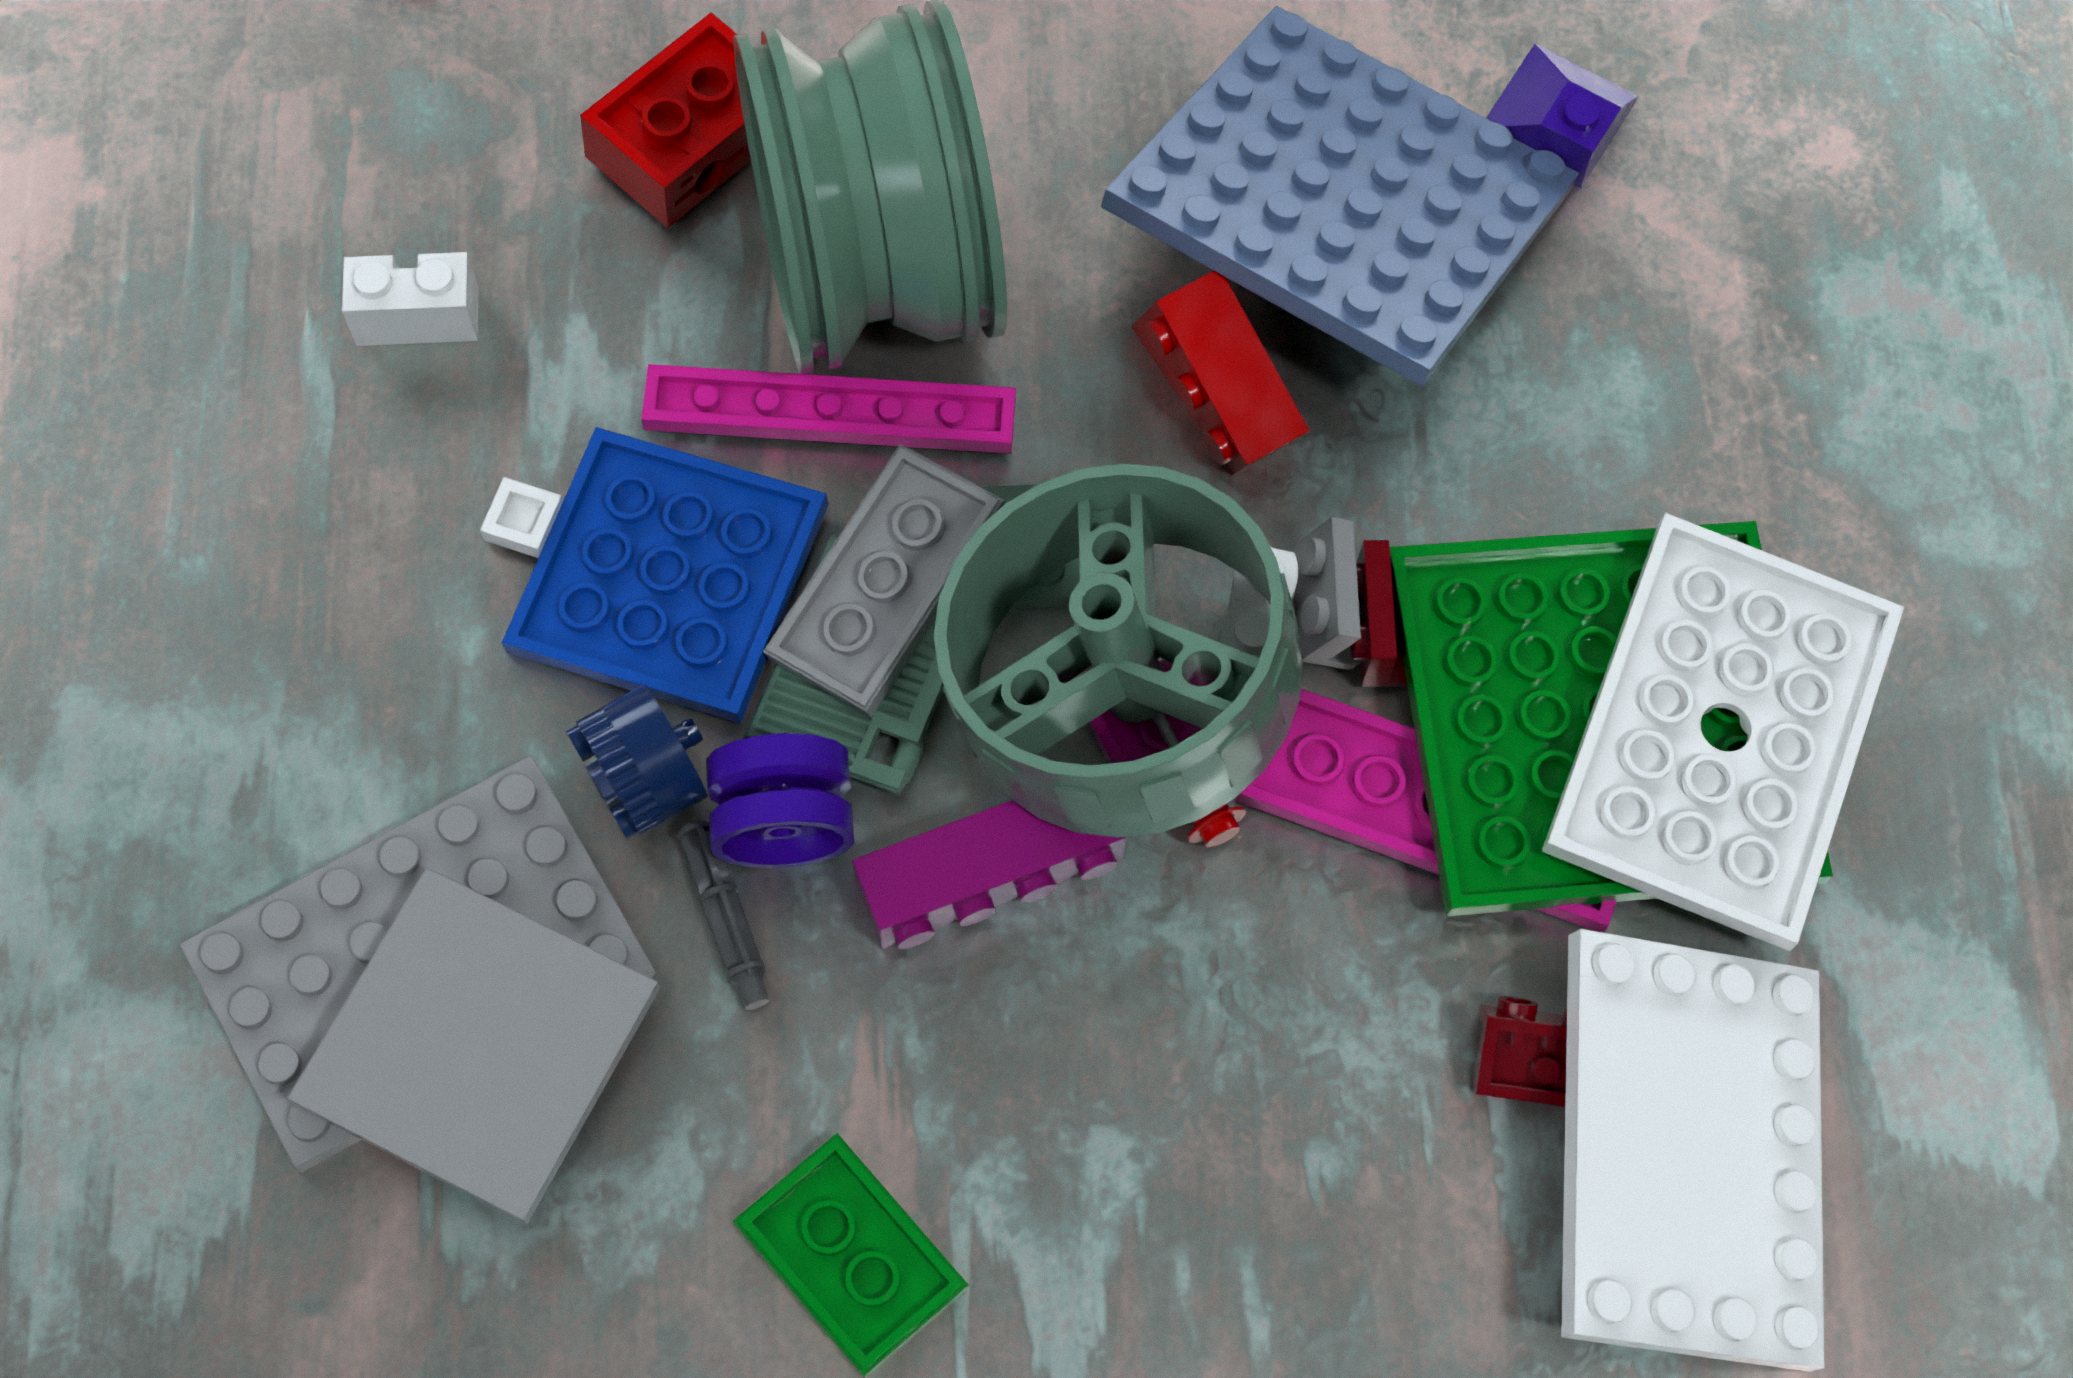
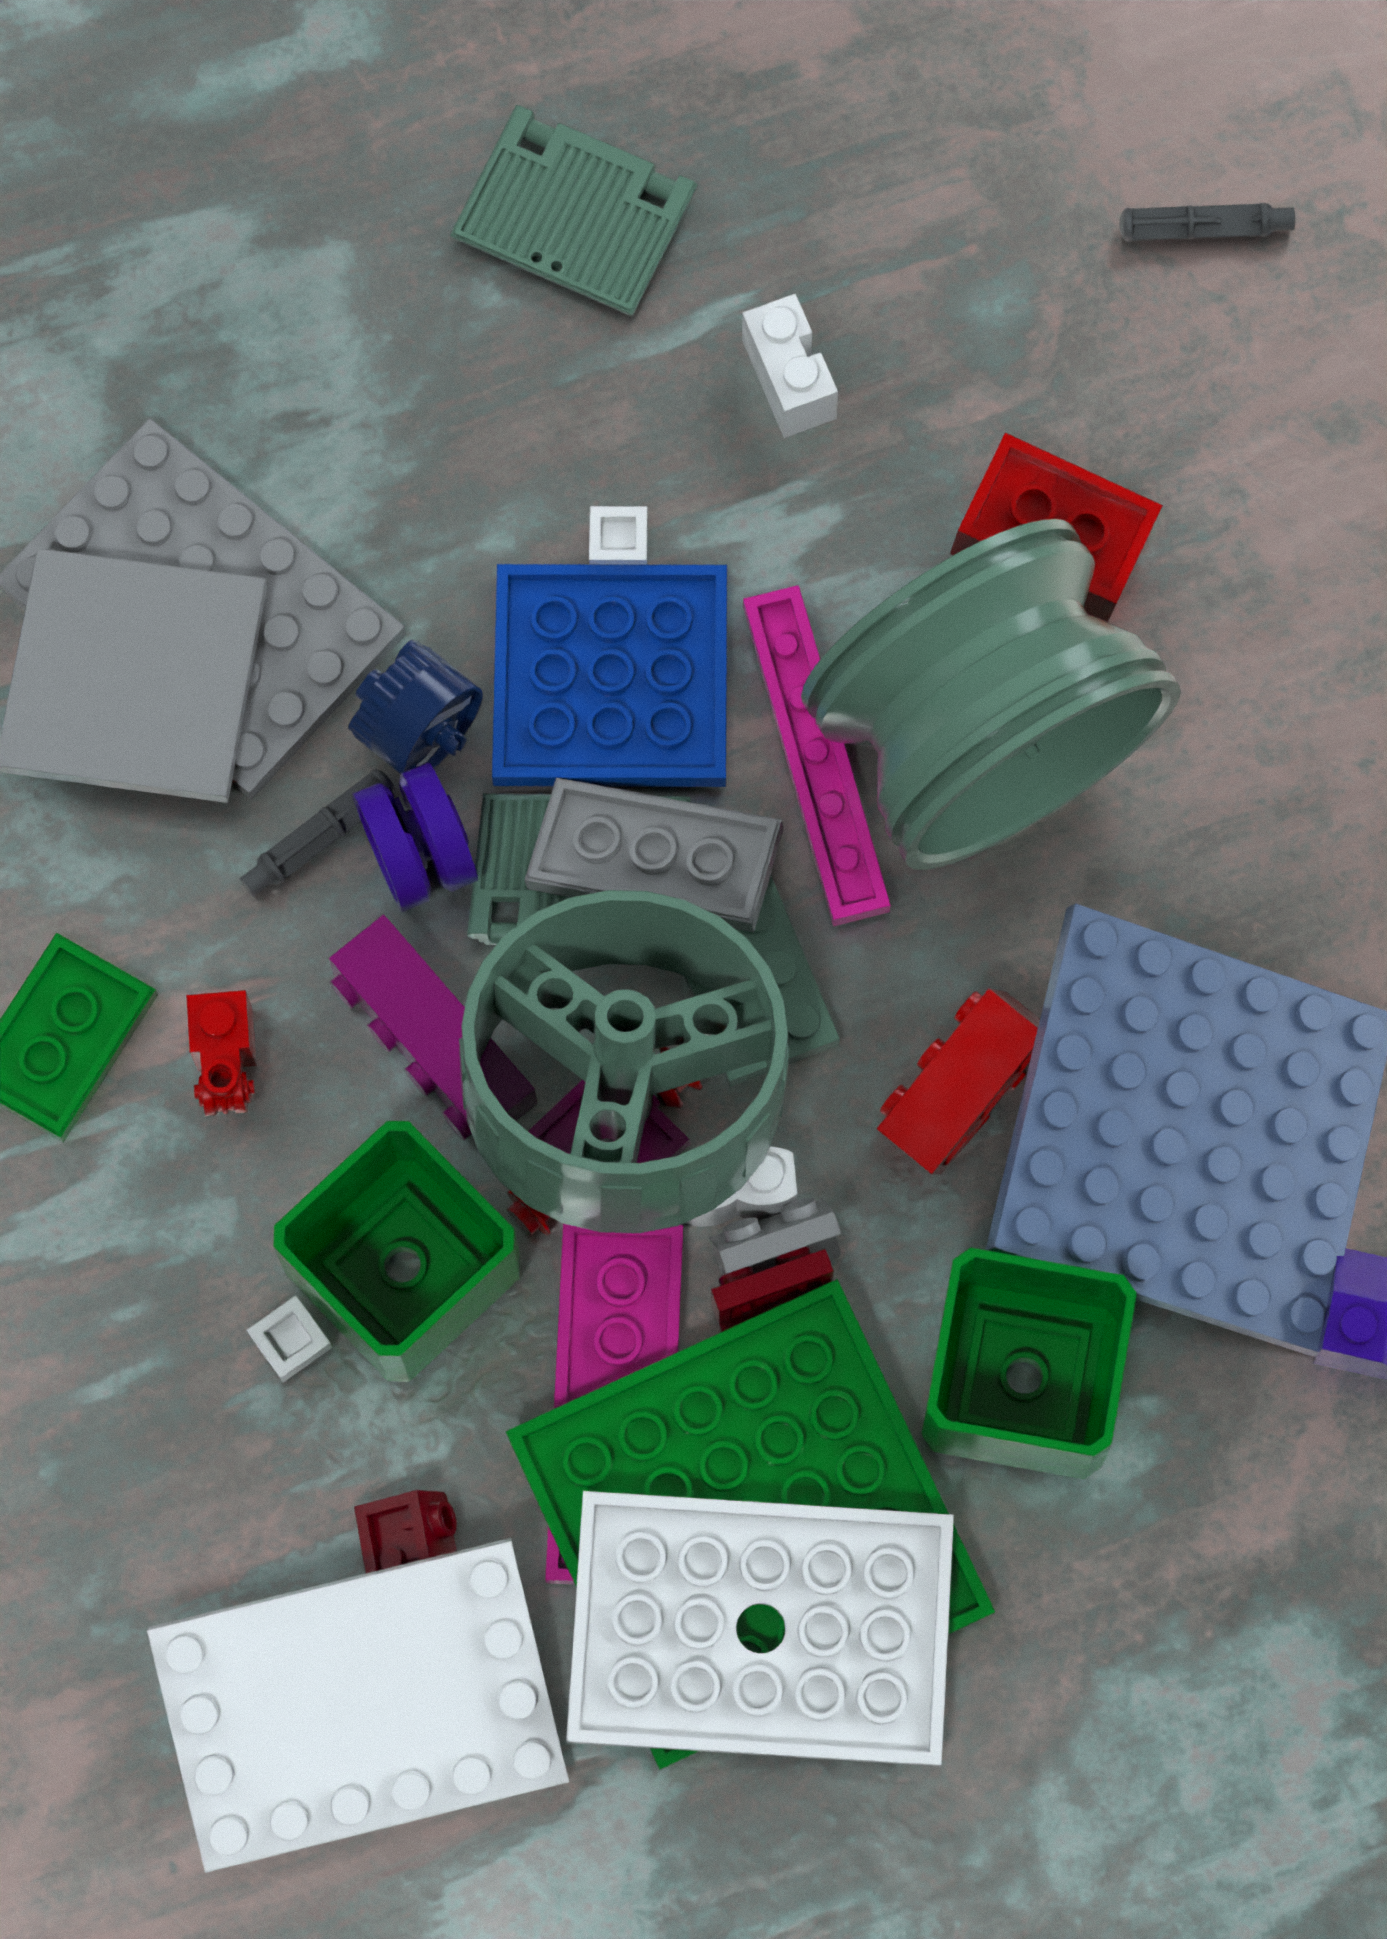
camera: 75 degrees right, 5 degrees up
(141, 449) = (573, 211): none -> sand green window
(923, 1071) = (220, 1047): none -> red brick
(1247, 893) = (387, 1201): none -> green plate
(1273, 1107) = (289, 1338): none -> white plate
(1546, 354) = (1039, 1313): none -> green plate

